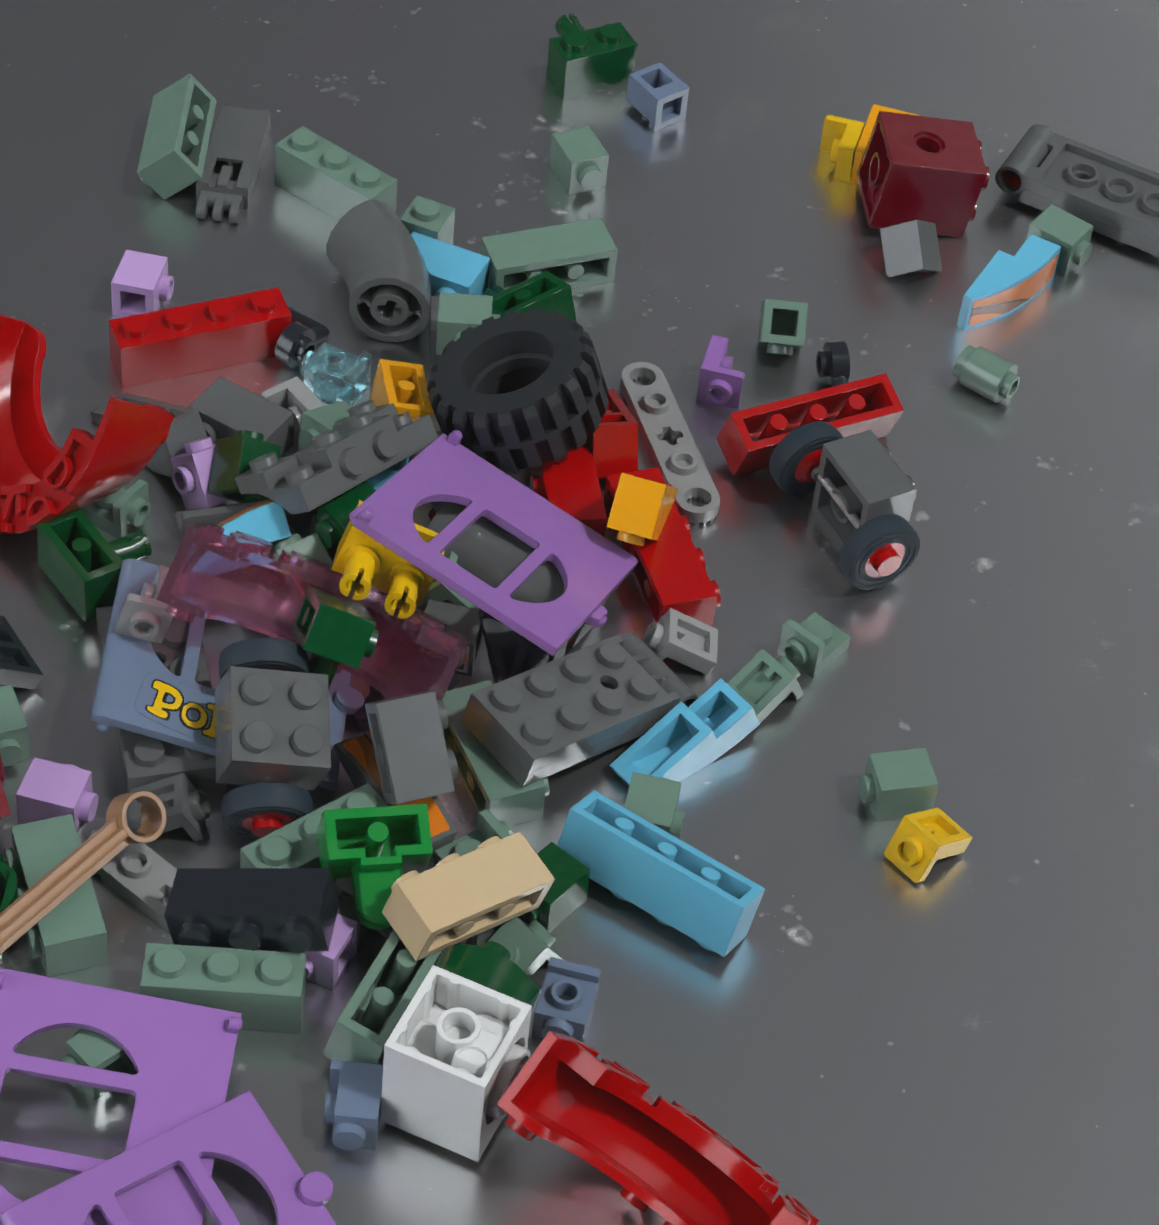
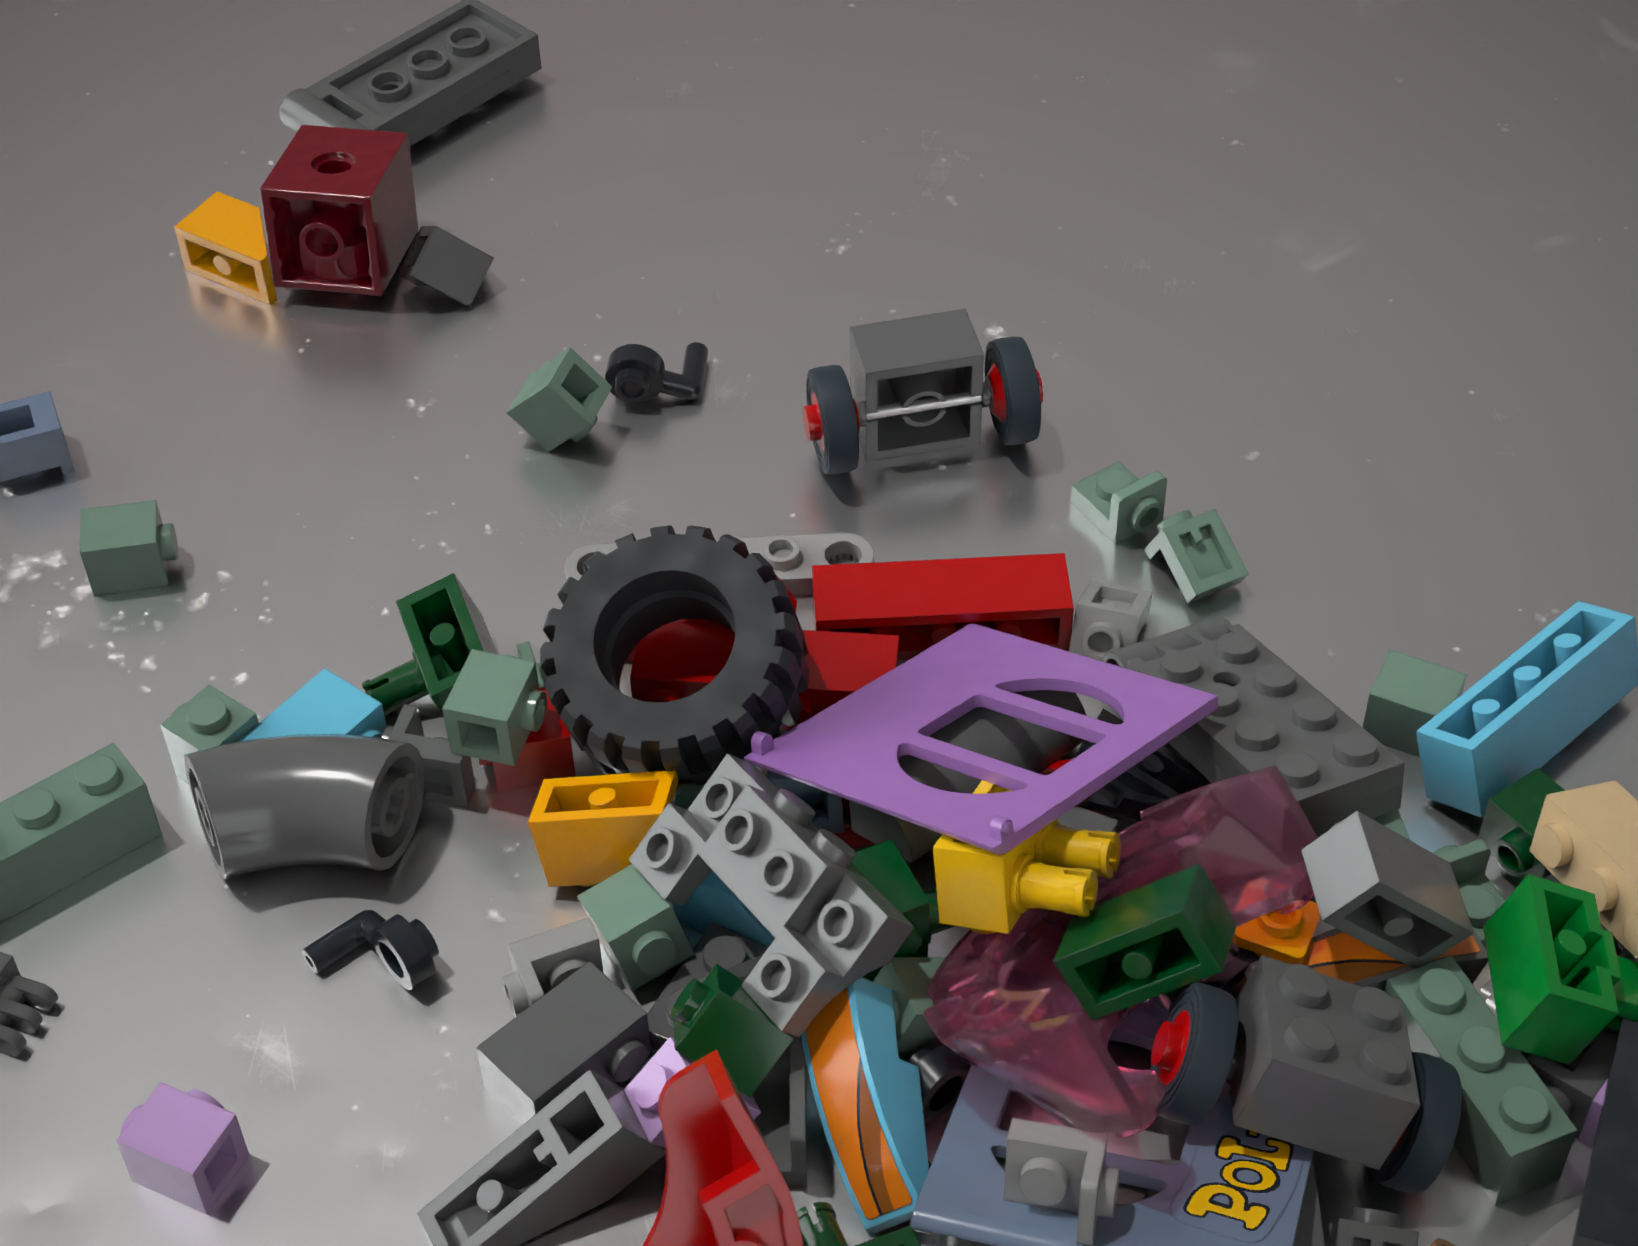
camera: 70 degrees left, 0 degrees up
(197, 337) = (347, 1079): red brick -> none
(337, 374) = (487, 909): clear light blue brick -> none
(574, 252) = (321, 609): sand green brick -> none
(640, 509) = (918, 578): light orange slope -> none
(689, 736) = (1265, 607): medium azure slope -> none
(717, 380) = (619, 492): medium lavender bracket -> none
(841, 139) = (221, 277): yellow bracket -> none
(851, 408) = (760, 414): red brick -> none
(898, 783) = (1375, 465): sand green brick -> none
(923, 840) = (1469, 461): yellow bracket -> none
(987, 373) = (695, 248): sand green brick -> none
(1009, 282) = (536, 195): medium azure slope -> none
(1066, 231) = (480, 140): sand green brick -> none

